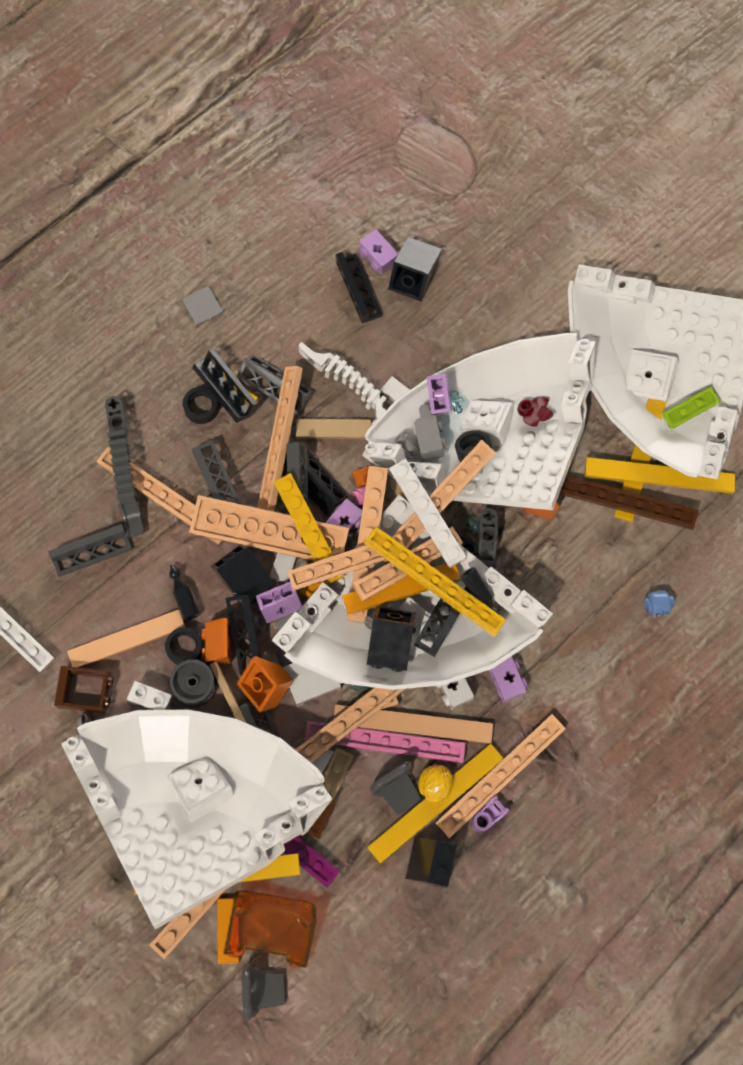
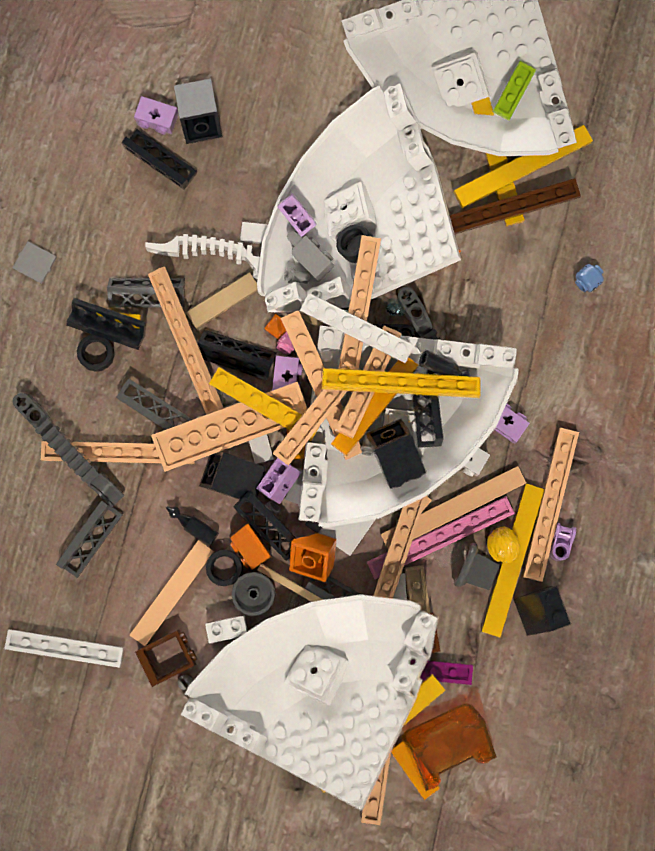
camera: 30 degrees left, 10 degrees up
(267, 991) = (472, 797): dark grey piece -> none
(298, 466) = (217, 355): dark grey fence -> none
(457, 402) = (314, 210): clear light blue arm -> none
(534, 411) = (387, 177): dark red plate -> none

